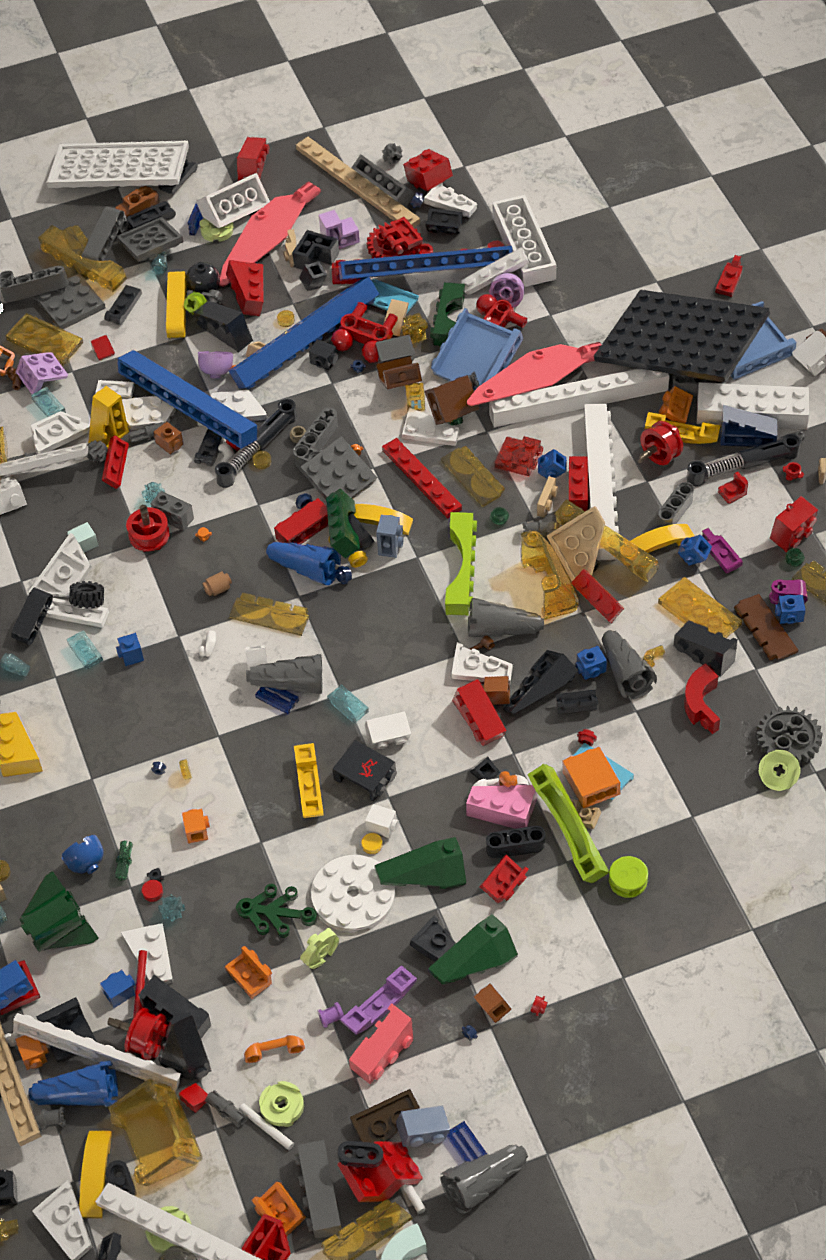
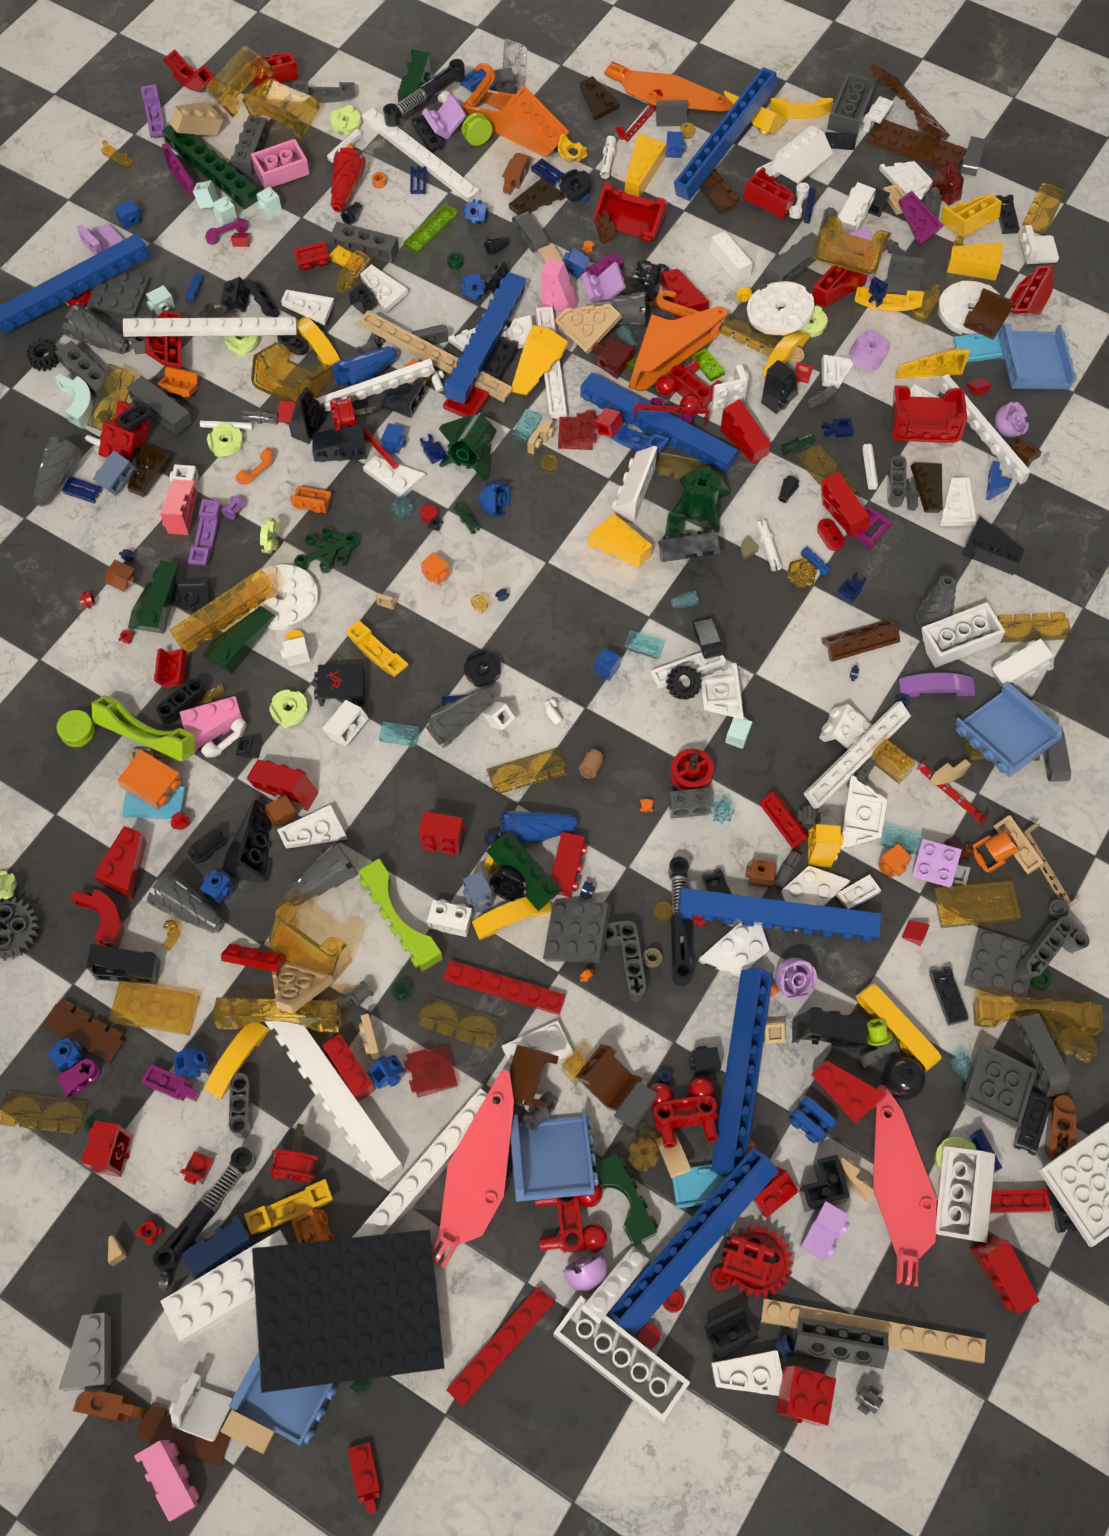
camera: 140 degrees right, 10 degrees up
(69, 392) = (894, 861): none -> orange brick
(90, 955) = (433, 451): none -> clear blue plate
(199, 185) = (1020, 1201): none -> red plate
(233, 723) = (486, 677): none -> black plate
(261, 826) = (386, 600): none -> tan slope
(285, 318) = (783, 1087): clear yellow tile -> none
(293, 293) = (813, 1132): none -> blue brick
(313, 276) = (796, 1149): black brick -> none
(353, 1075) = (184, 472): none -> white brick
(380, 592) = (441, 833): none -> red brick
(418, 897) = (223, 611): none -> clear yellow brick
(423, 539) = (449, 918): none -> white brick
(424, 790) = (291, 717): none -> yellowish green plate
(480, 837) = (212, 693): none -> clear yellow arm
(507, 780) = (216, 731): orange arm -> none
(525, 944) = (126, 637): none -> red piece
(593, 292) = (500, 1346): none -> red plate
(658, 729) = (122, 862): none -> red wedge
(792, 329) = (247, 1431): none -> tan slope

